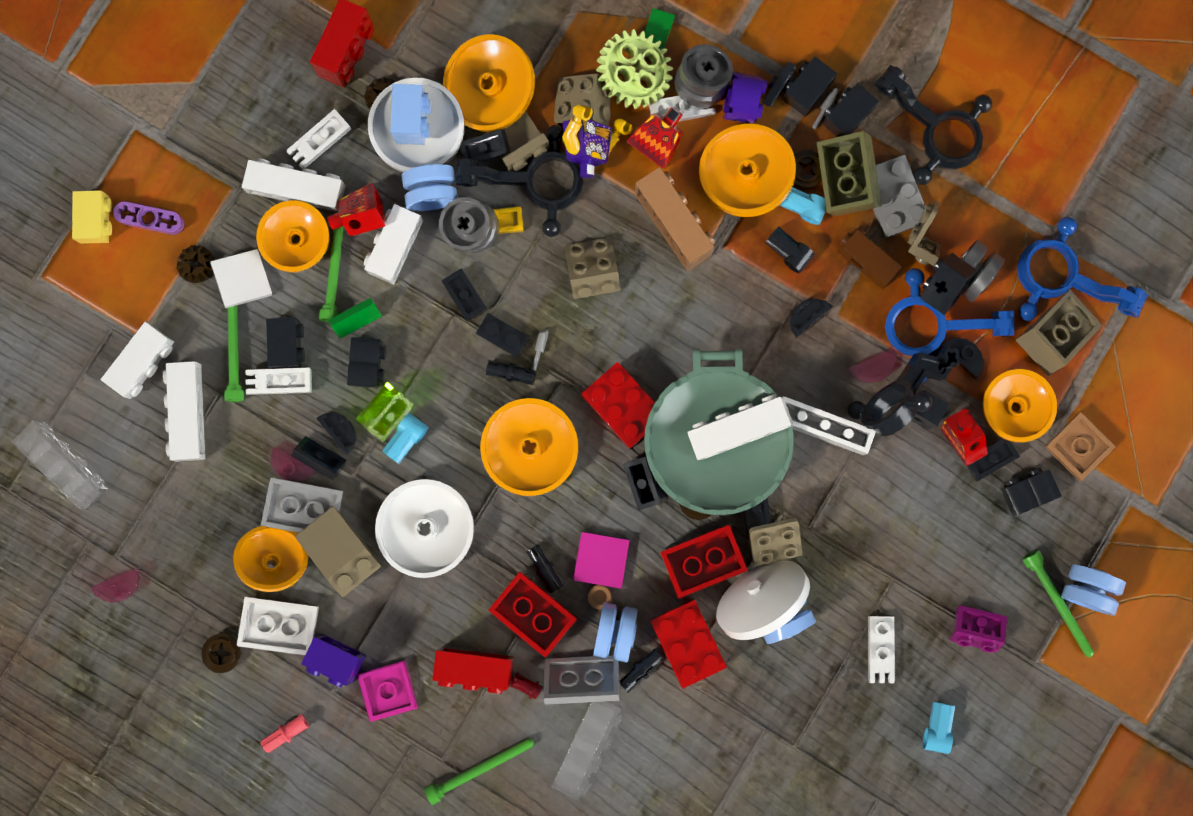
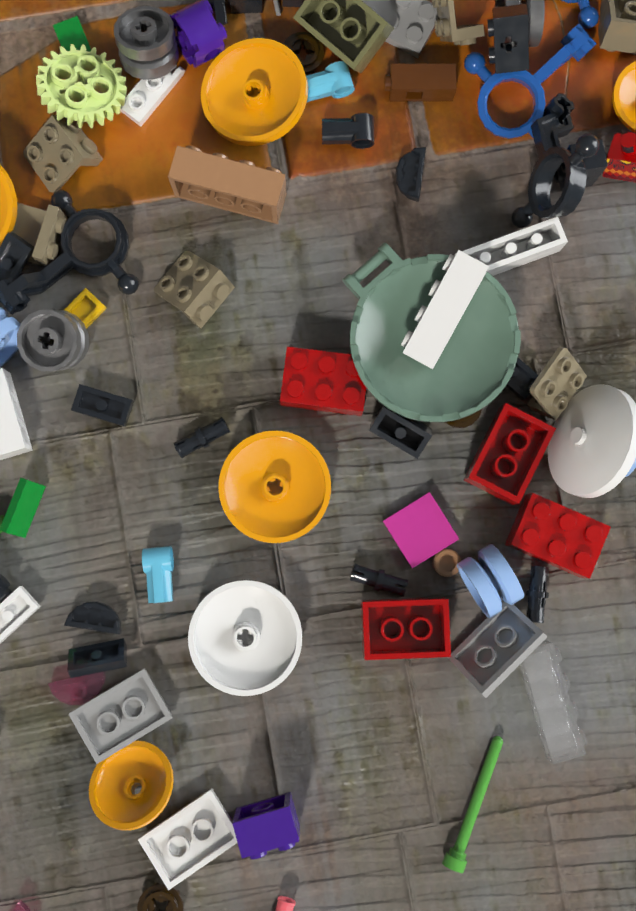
camera: 55 degrees left, 0 degrees up
(338, 551) = (186, 725): dark tan slope -> none
(365, 362) = (66, 538): black brick -> none
(385, 412) = (121, 566): clear neon green brick -> none
(387, 691) = (336, 807): dark pink tile -> none
(472, 670) = (396, 723): red brick -> none
(502, 335) = (166, 412): black plate -> none
(526, 686) = (452, 695): dark red pin -> none
(540, 346) = (207, 393): light grey piece -> none
(589, 141) = (94, 179): torso -> none
(658, 137) = (153, 126): torso -> none
(874, 369) = (506, 170): clear pink plate -> none
(969, 355) = (575, 92): black plate -> none

